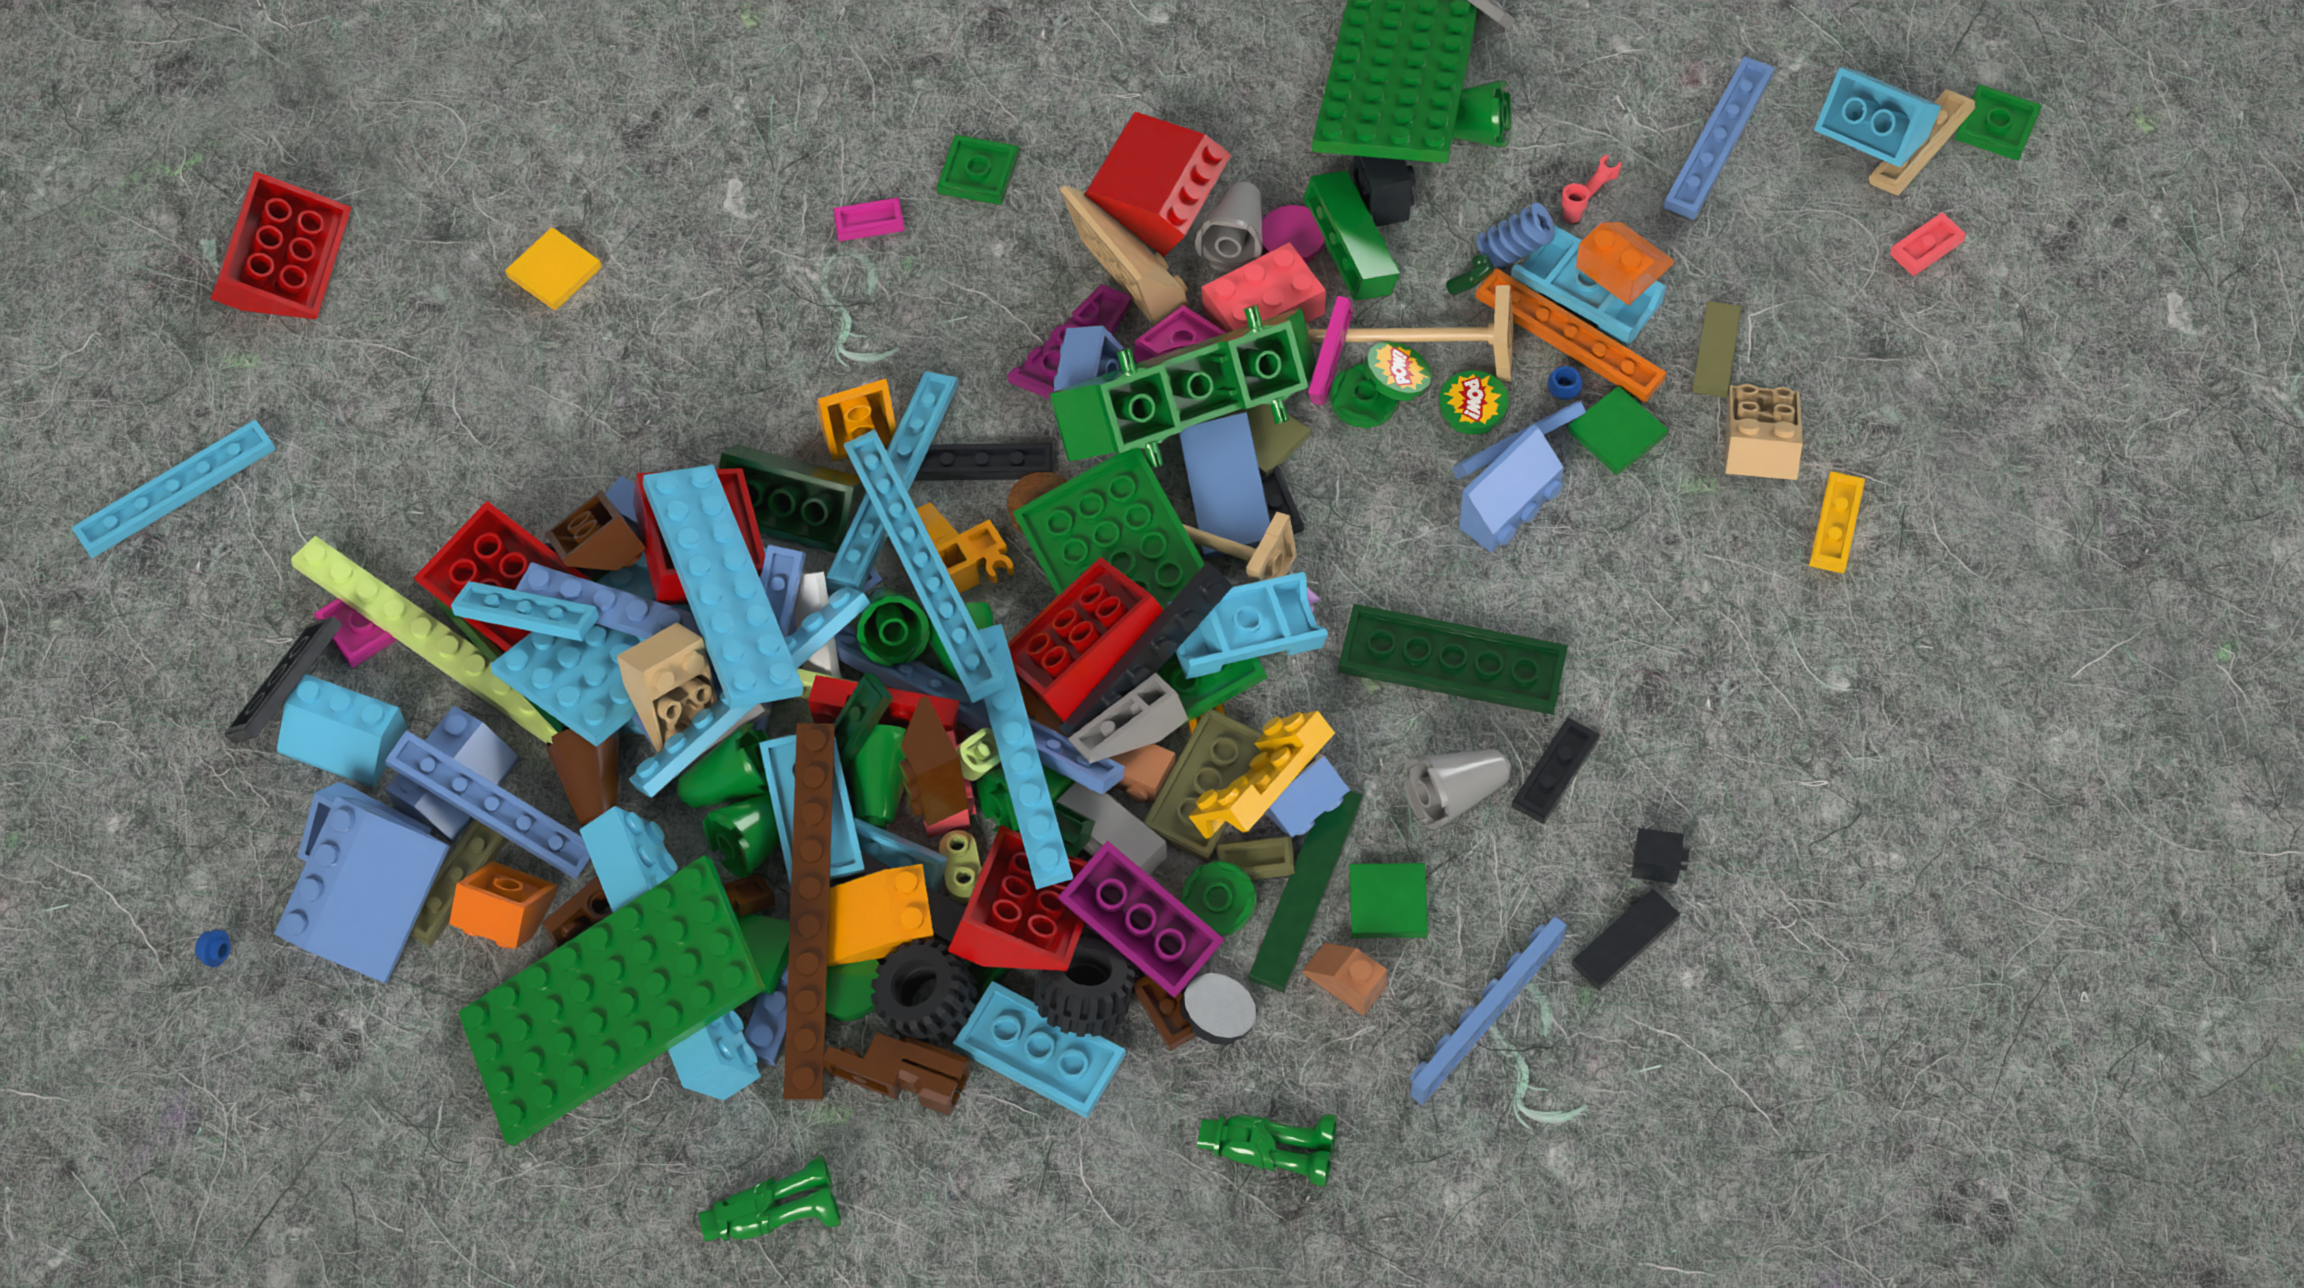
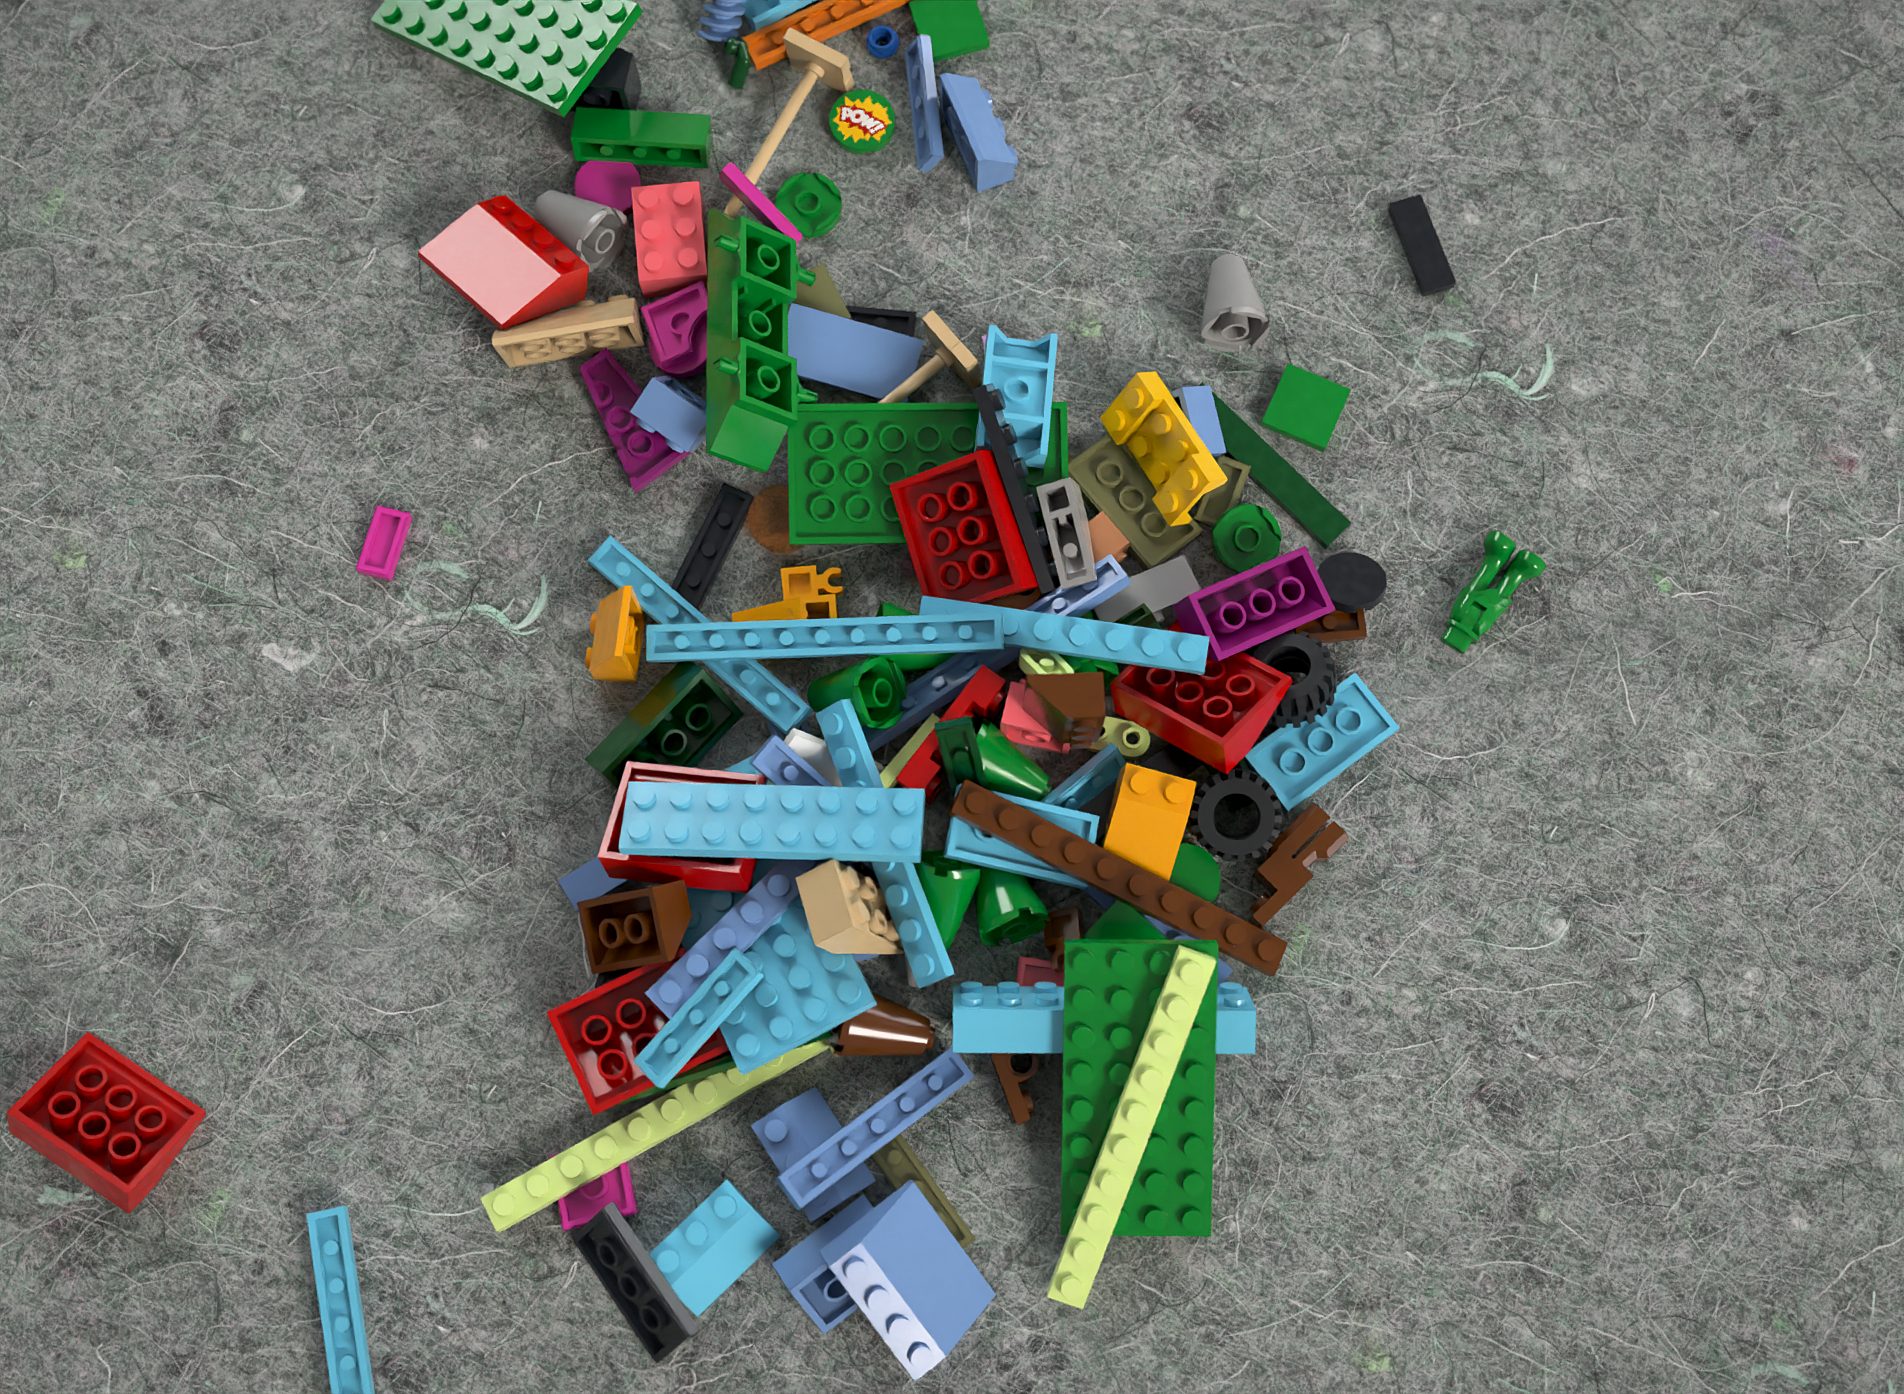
camera: 70 degrees left, 15 degrees up
(501, 904) = (971, 1154): orange slope -> none
(553, 268) = (277, 858): yellow tile -> none
(569, 1003) = (1131, 1126): none -> yellowish green plate
(759, 1211) = (1372, 1042): green piece -> none
(978, 169) = (382, 423): green tile -> none
(1348, 975) = (1362, 468): nougat slope -> none
(1397, 370) = (803, 165): tile -> none
(1453, 659) = (1107, 254): dark green plate -> none
(1477, 1020) = (1447, 383): medium blue plate -> none
(1555, 770) = (1246, 225): black tile -> none
(1659, 855) = (1364, 184): black brick -> none

